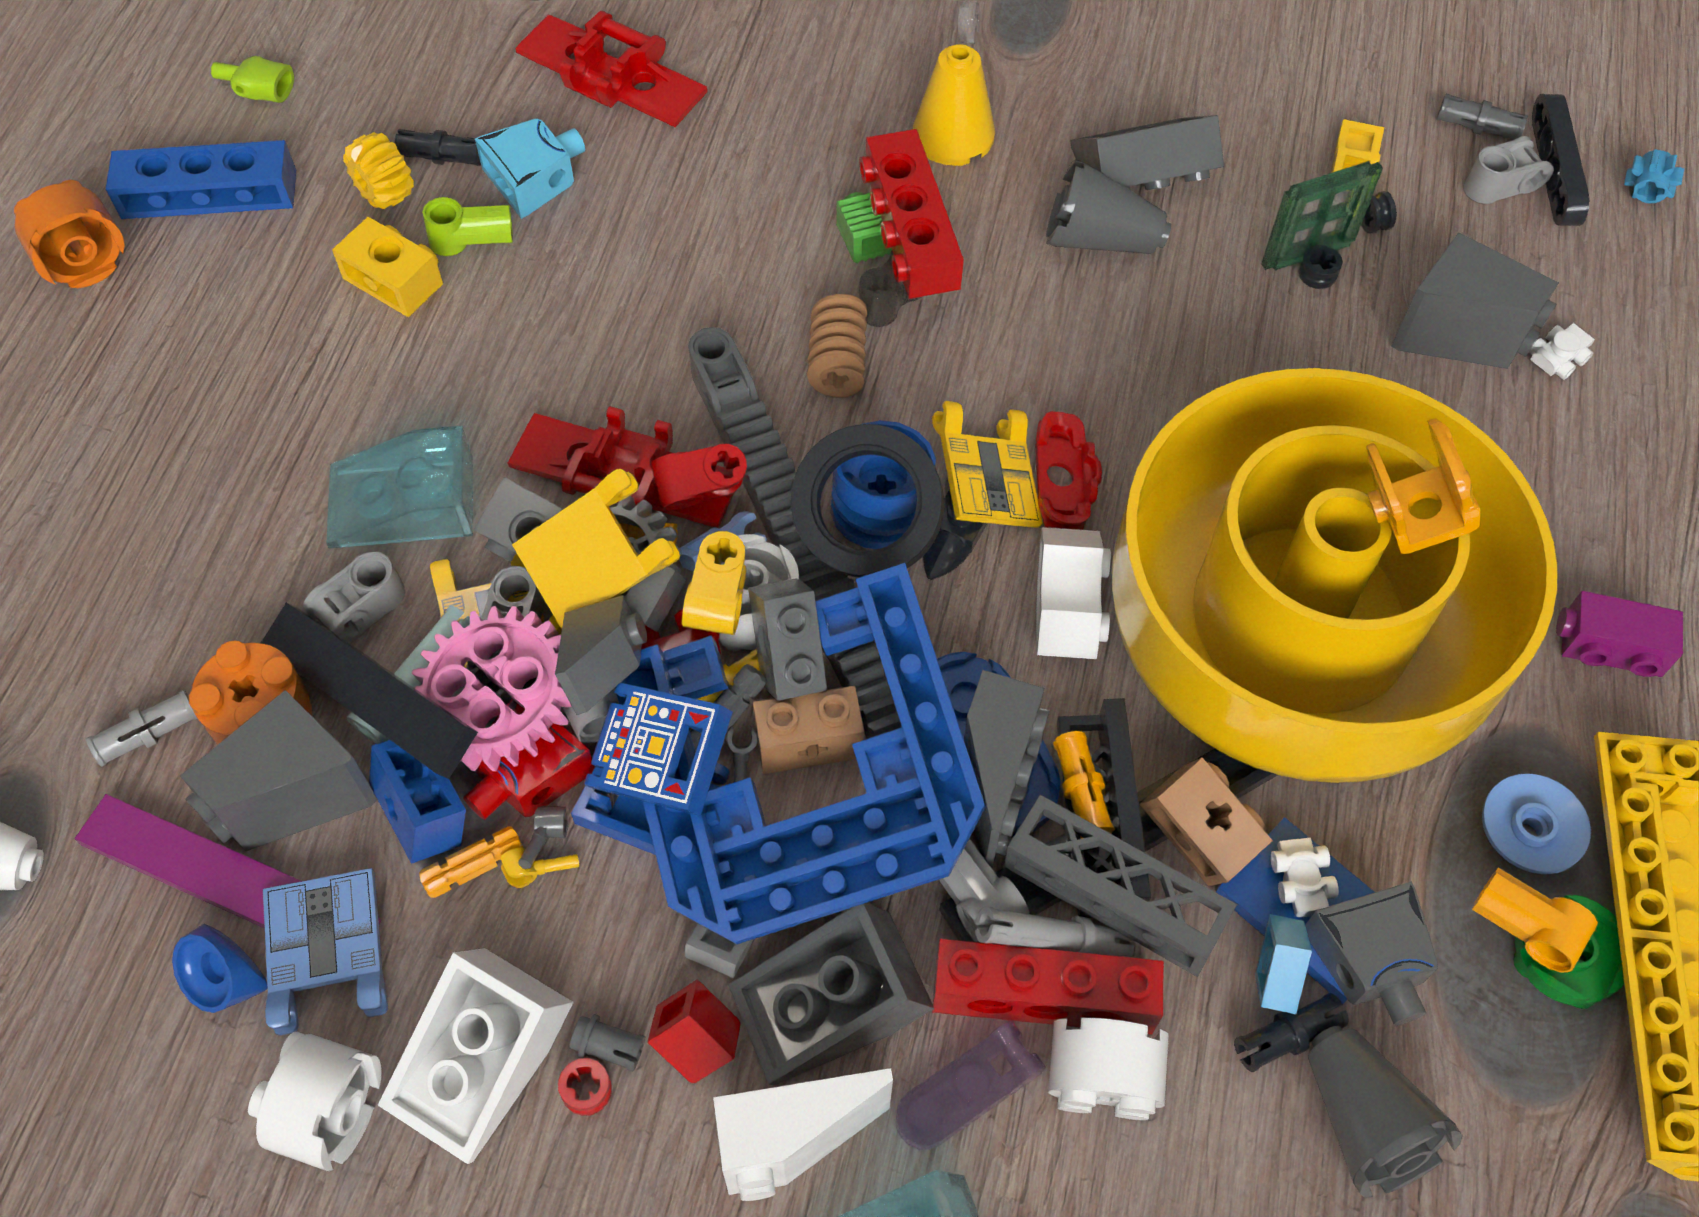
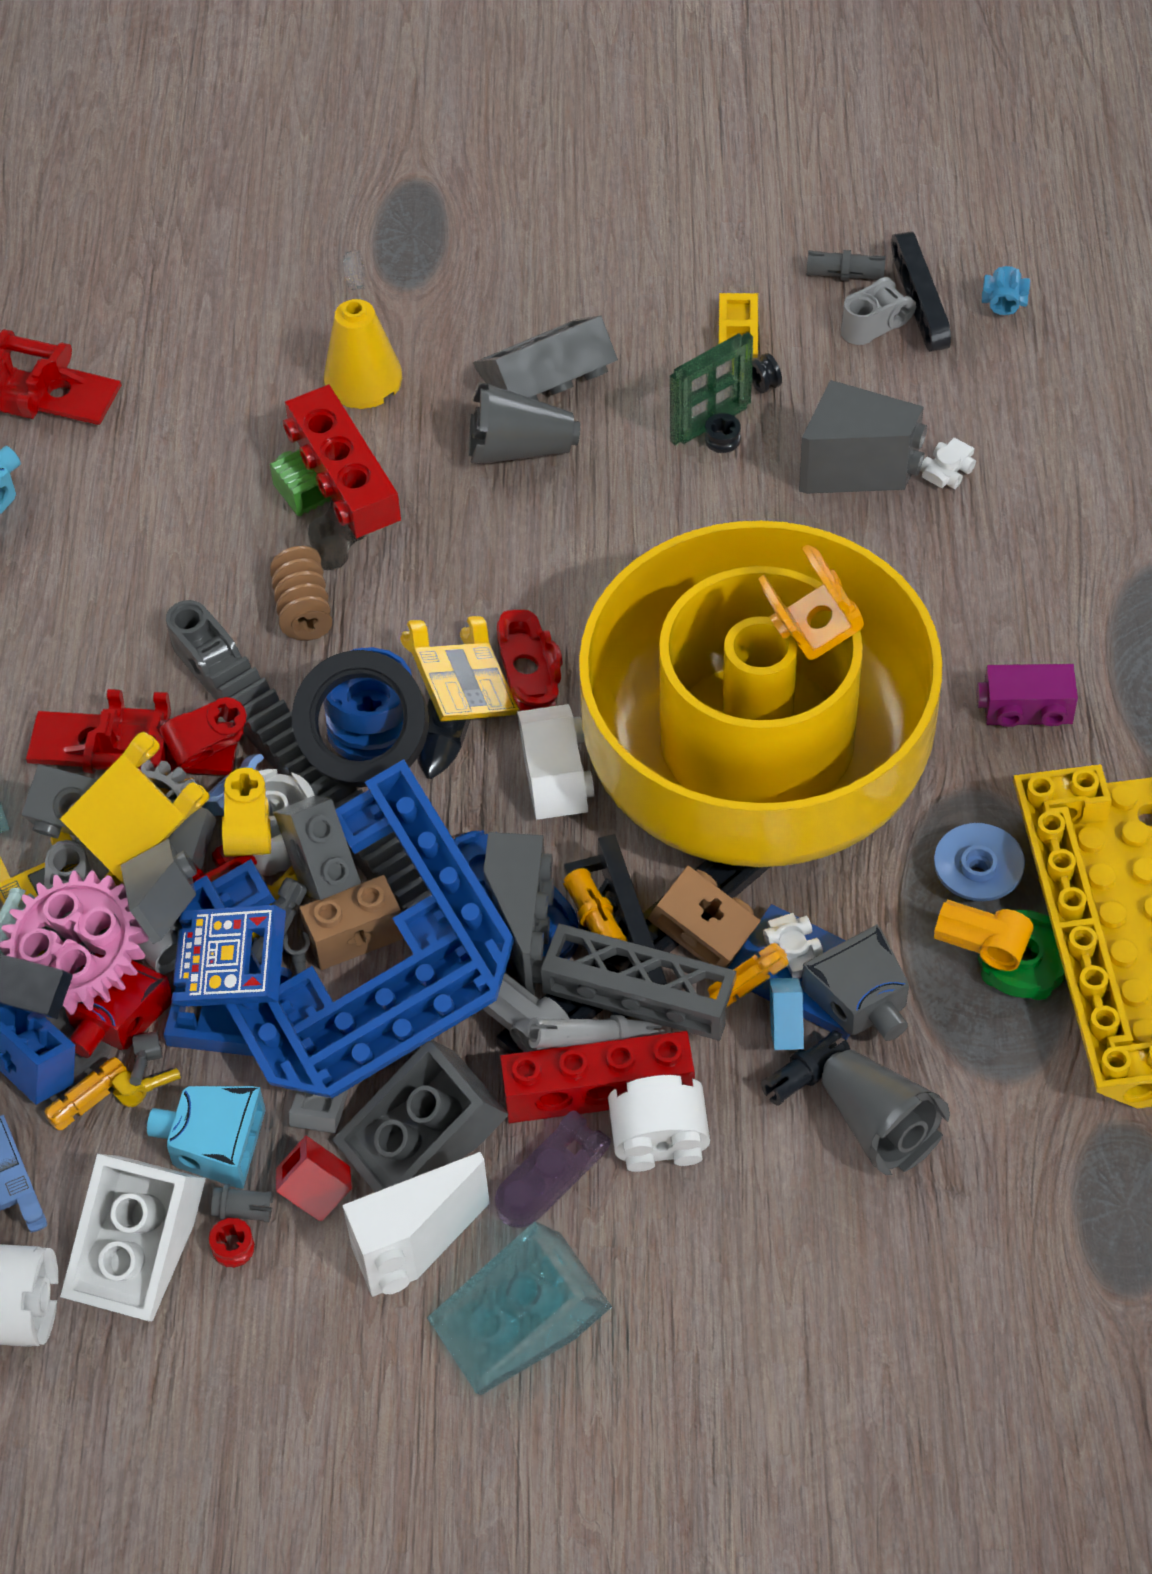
camera: 10 degrees left, 5 degrees down
(595, 944) = (212, 1131): none -> medium azure torso
(1251, 902) = (754, 972): none -> light orange axle

